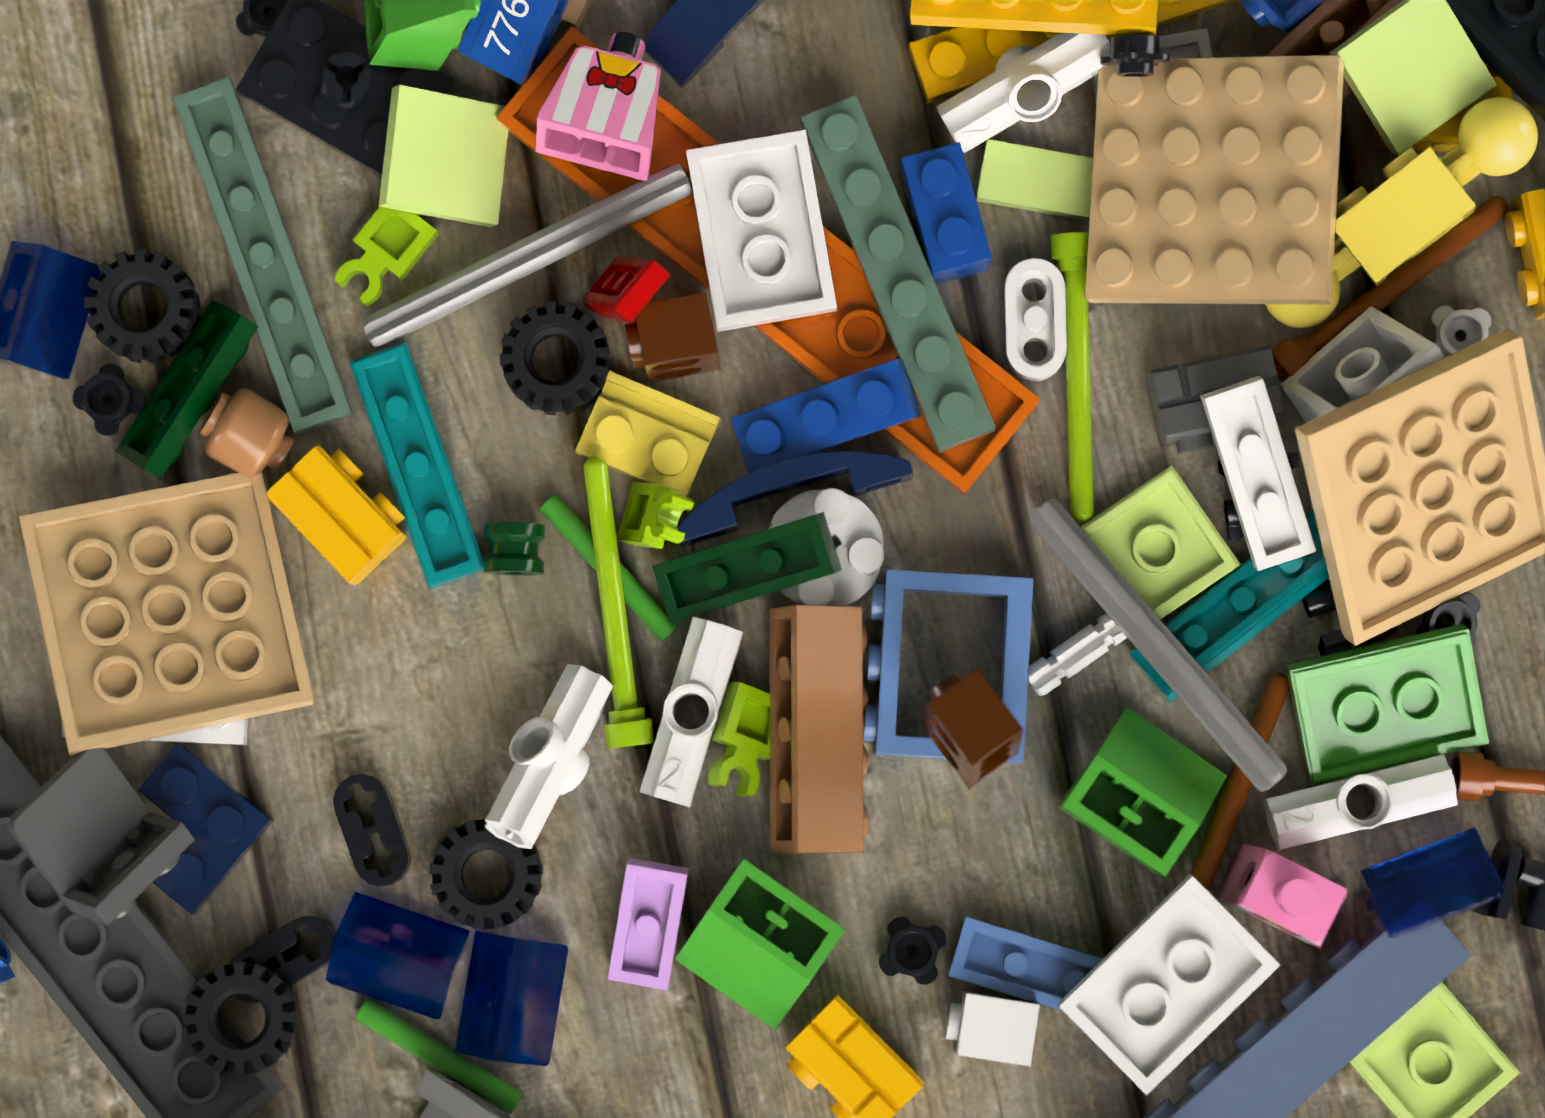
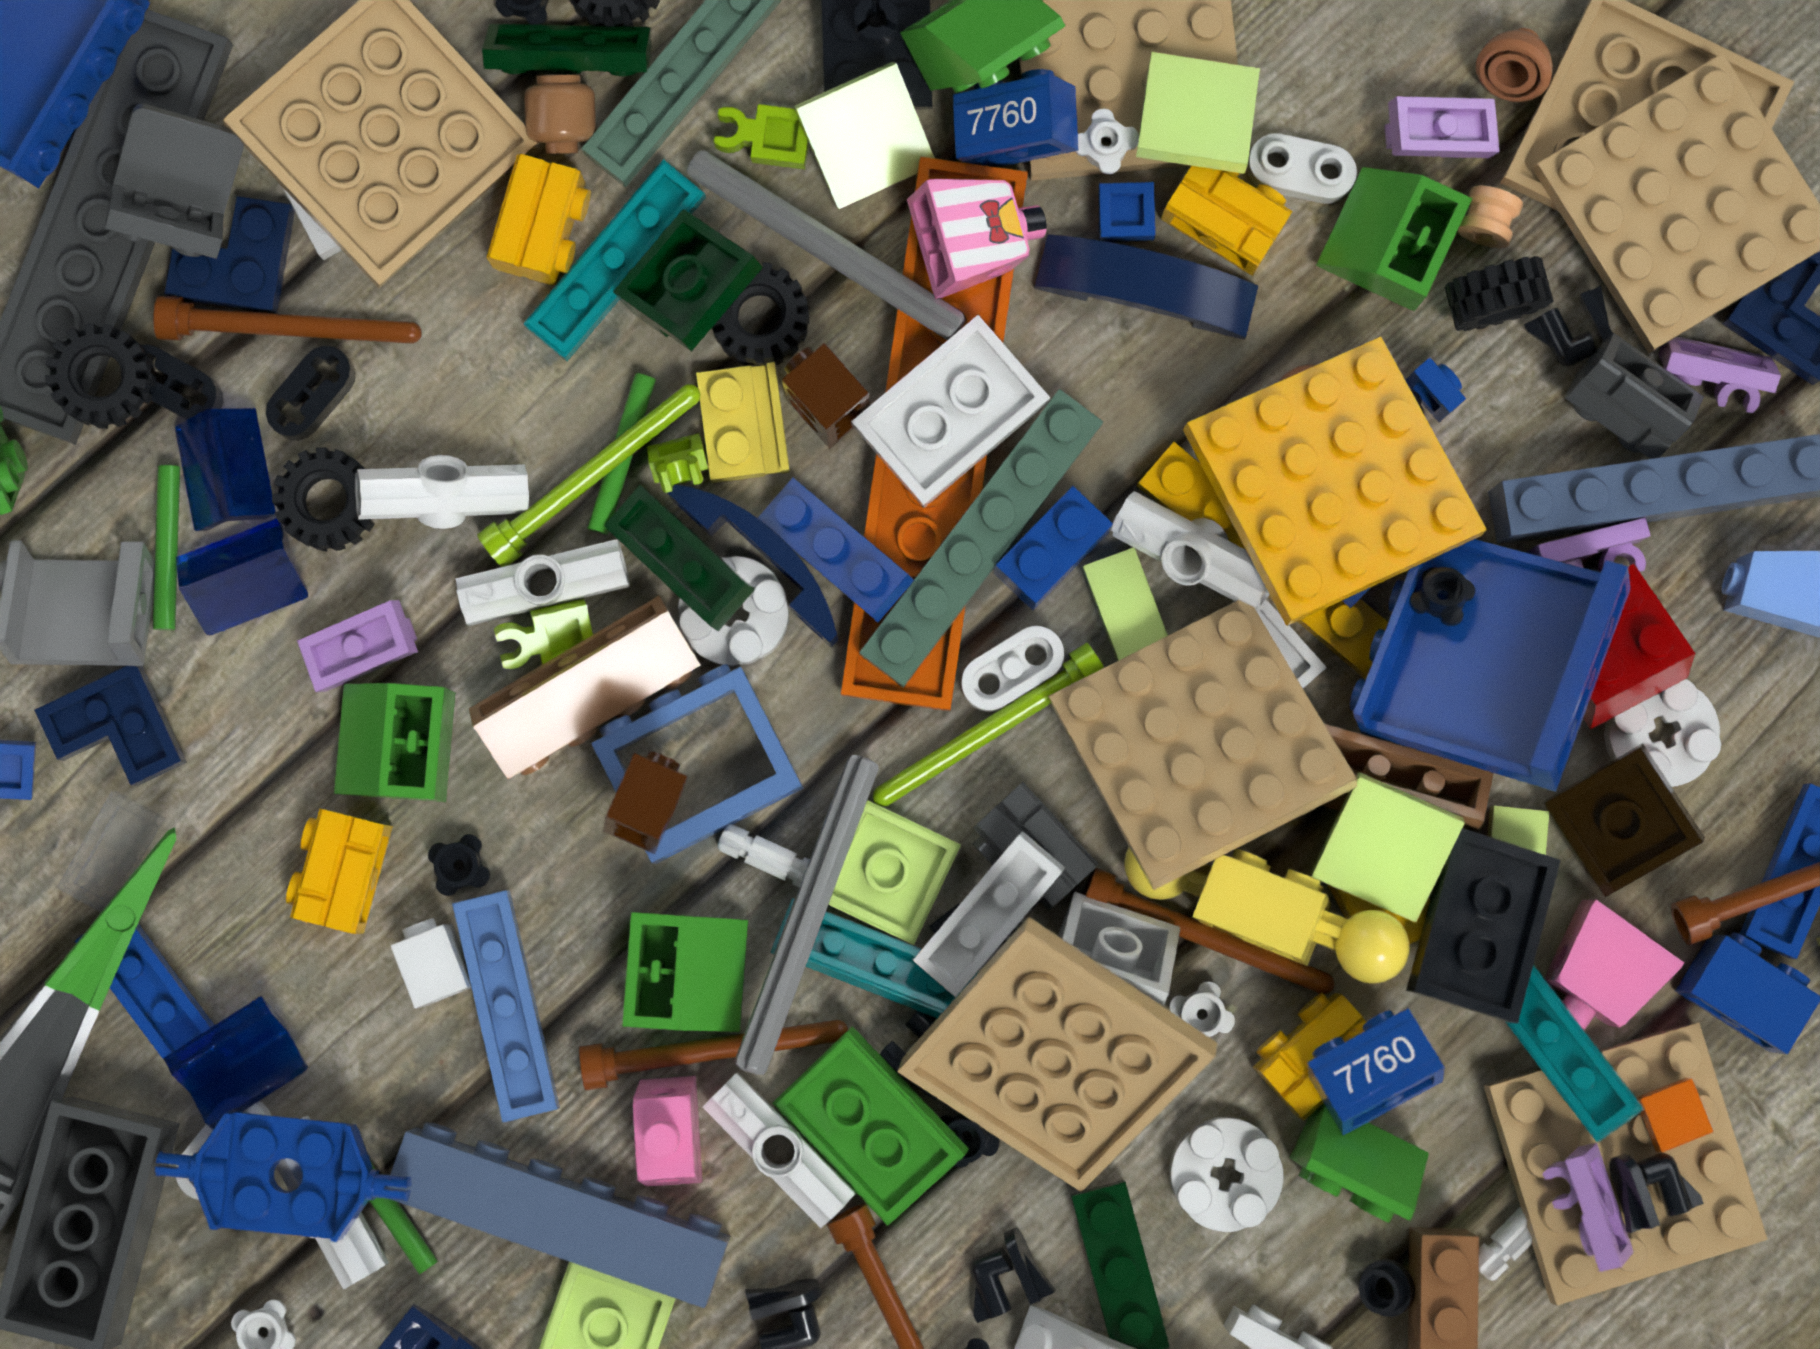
camera: 55 degrees right, 0 degrees up
(225, 912) = (176, 318): none -> dark orange piece
(486, 404) = (687, 280): none -> dark green plate
(514, 549) = (590, 371): dark green wheel -> none
(625, 288) = (837, 330): red tile -> none
(1135, 55) = (1262, 618): black plate -> none
(1168, 984) = (541, 1079): white plate -> none
(1431, 883) = (743, 1243): clear blue panel -> none

